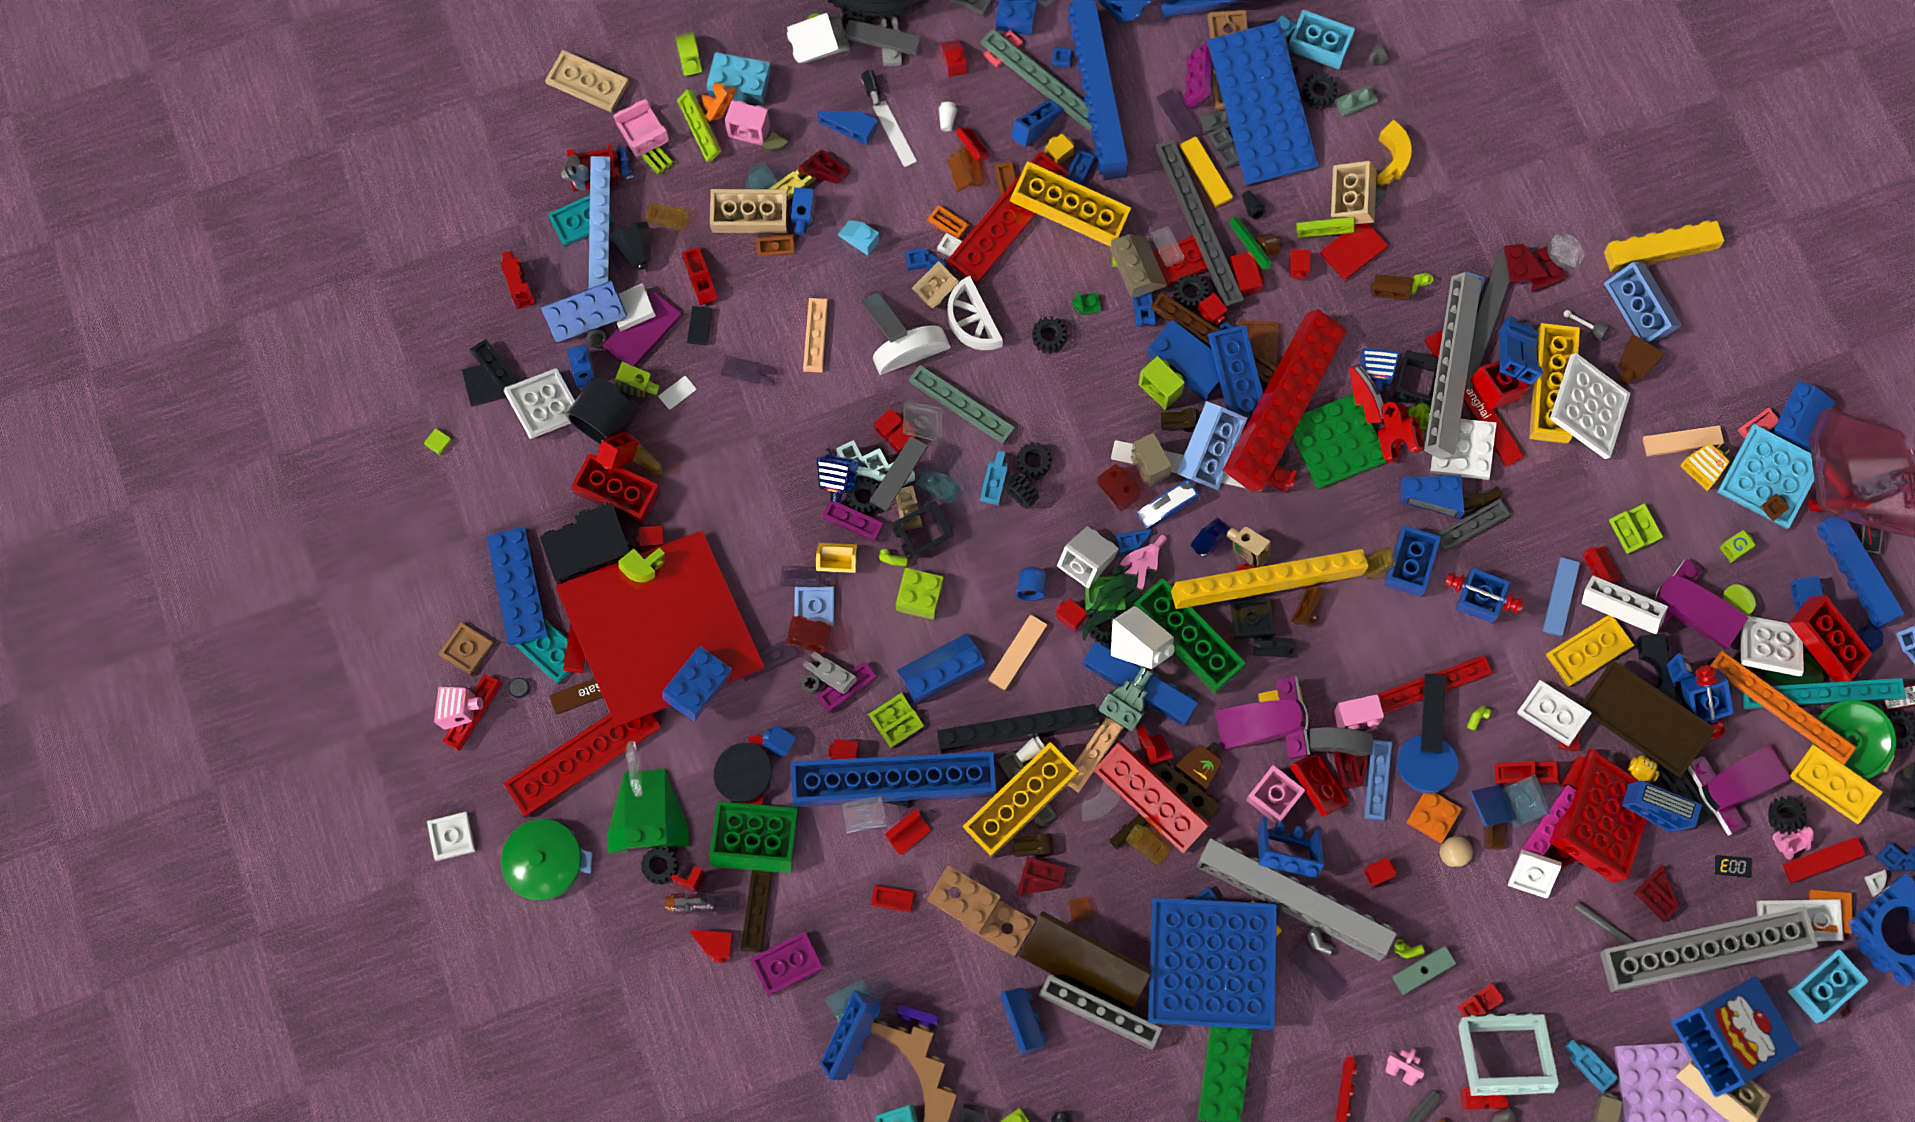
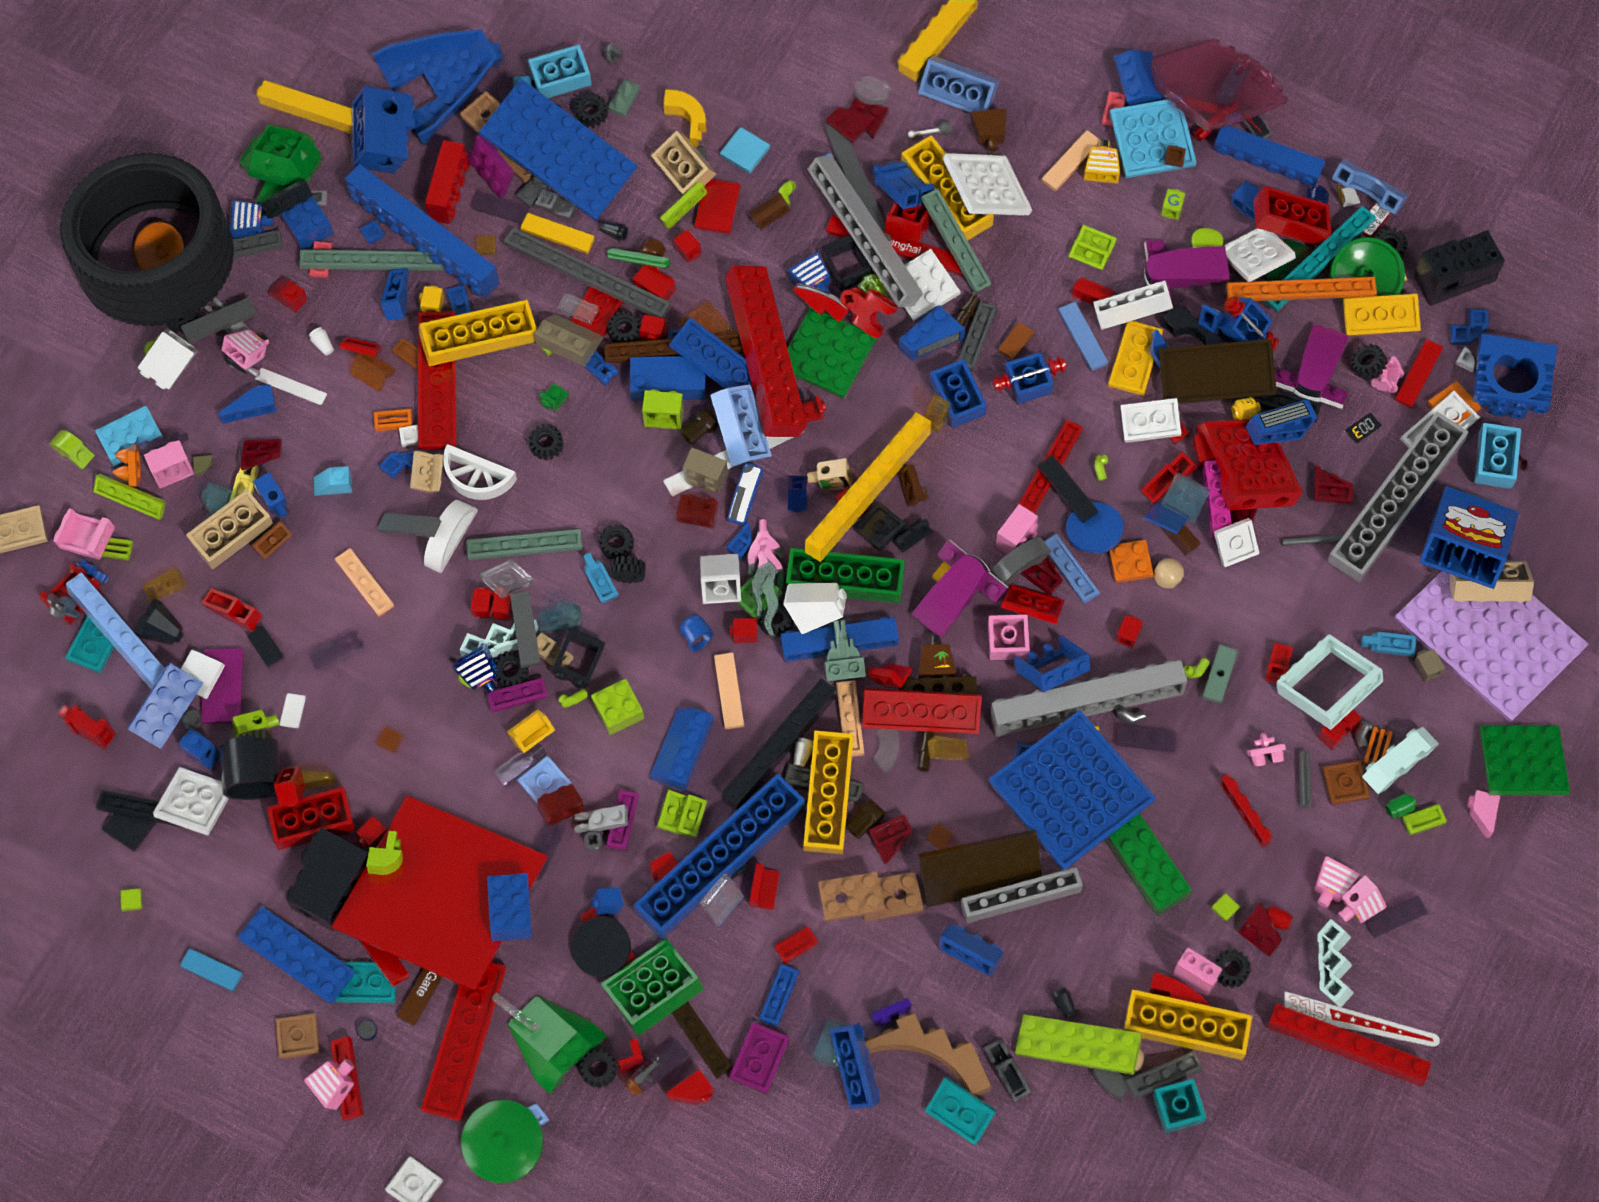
camera: 40 degrees left, 5 degrees down
(448, 544) = (211, 970): none -> dark azure tile
(728, 476) = (389, 740): none -> clear orange tile
(753, 100) = (157, 443): none -> clear purple hinge
(845, 927) = (779, 995): none -> blue tile
(883, 75) = (245, 347): none -> bright pink torso
(1141, 137) = (486, 245): none -> clear yellow tile
(1152, 62) = (447, 182): none -> red brick
(1416, 220) = (744, 150): none -> medium azure tile
(1501, 556) = (1016, 341): none -> dark orange tile
(1522, 432) = (956, 241): none -> sand green plate
(1617, 654) = (1157, 343): none -> blue tile
(1898, 659) = (1347, 196): none -> white sticker

